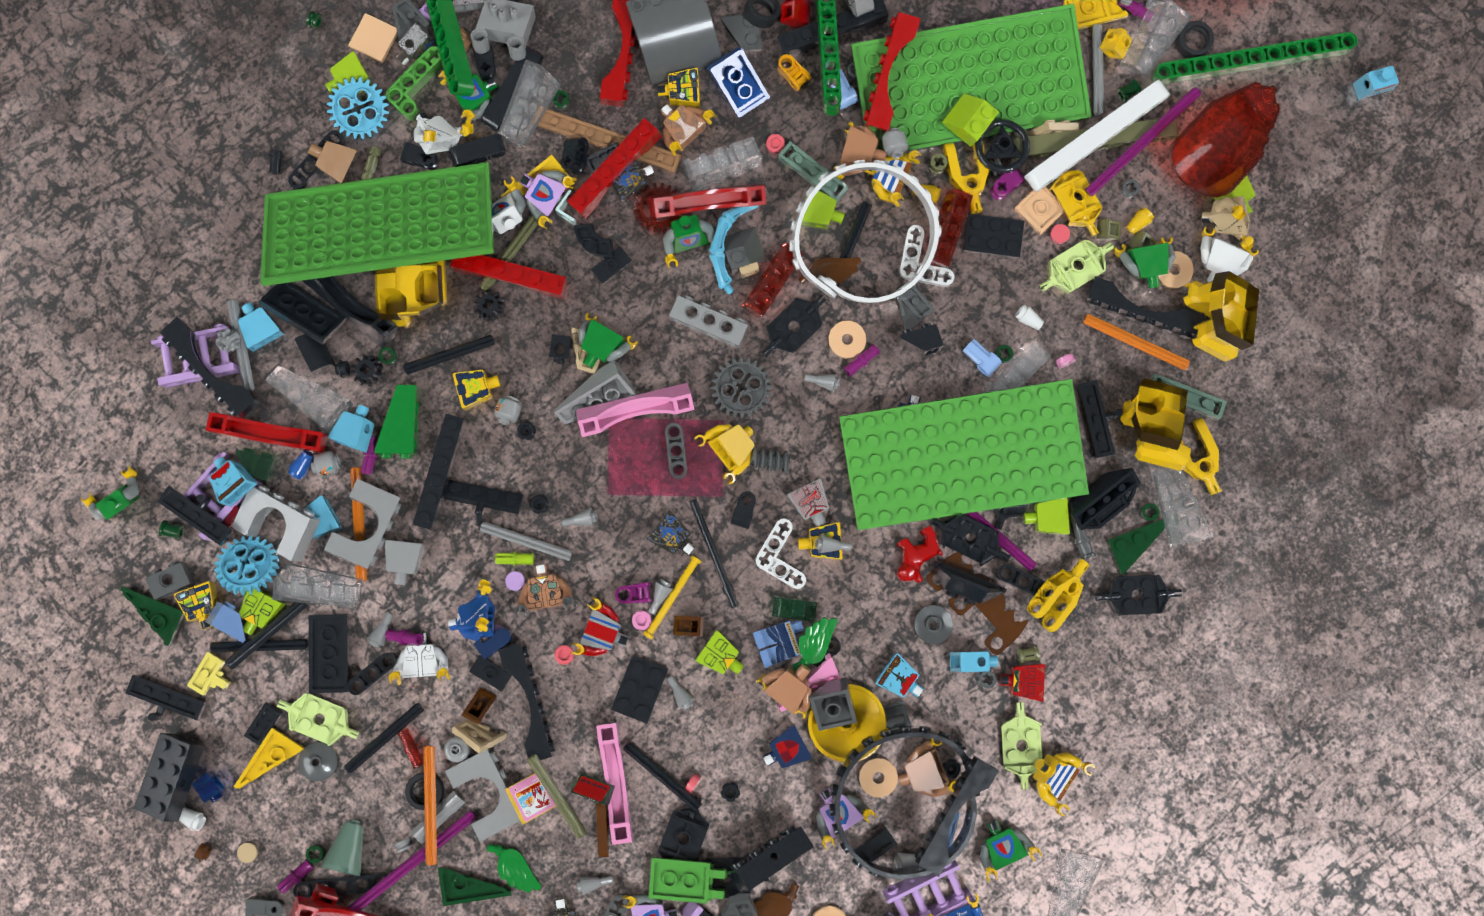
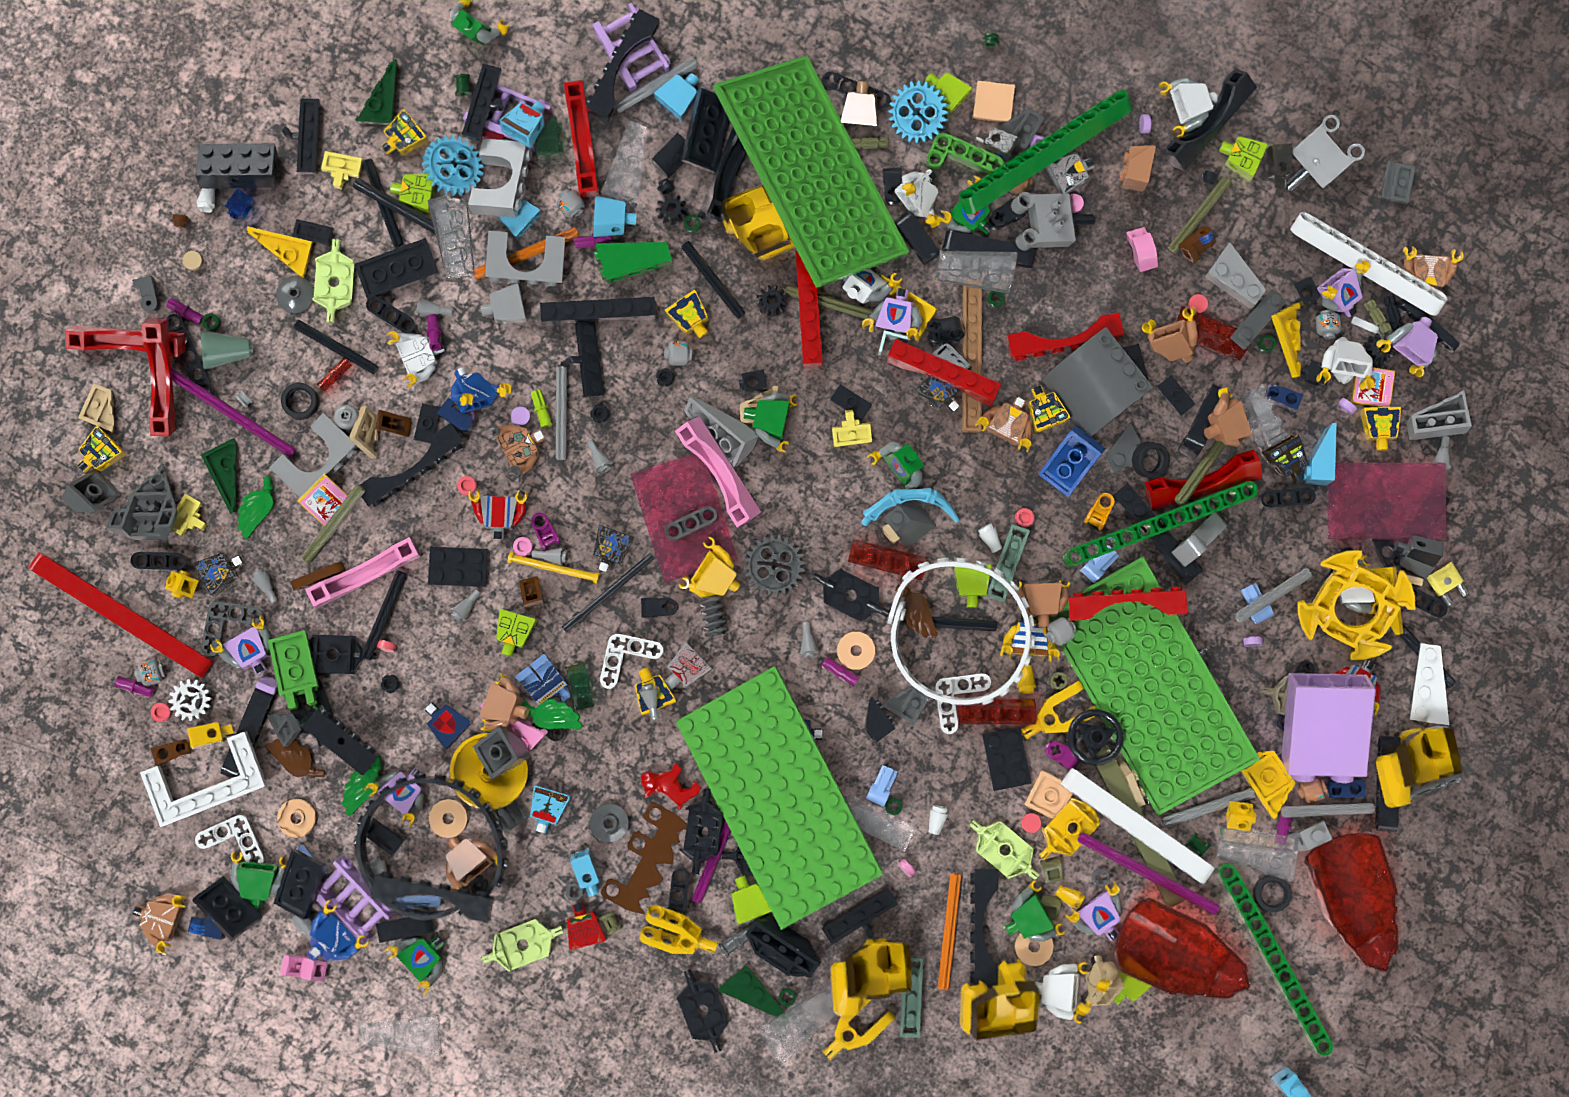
camera: 70 degrees right, 0 degrees up
(181, 580) = (420, 111): dark grey brick -> none
(226, 620) = (395, 165): medium blue slope -> none
(228, 340) = (655, 72): light grey gear -> none
(275, 162) = (840, 54): black pin -> none
(300, 465) = (560, 180): blue cone -> none
(430, 805) = (287, 410): orange axle -> none
(443, 812) = (292, 428): light grey axle -> none
(593, 243) = (866, 377): black tile -> none
(593, 789) = (350, 555): slope -> none
(639, 273) = (851, 431): none -> light yellow hinge
(643, 200) = (930, 429): clear red gear -> none
(685, 303) = (826, 482): light grey brick -> none
(698, 200) = (930, 447): red arch -> none
(722, 163) = (985, 474): clear wedge -> none
(782, 180) = (990, 537): none -> white cone
(820, 858) = (354, 791): none -> green animal
(965, 585) = (656, 841): black wedge -> none
(970, 118) = (1110, 695): lime slope -> none
(970, 858) = (403, 928): none -> black beam
(1056, 775) = (504, 986): yellow torso -> none
(1164, 198) = (1099, 914): none -> torso

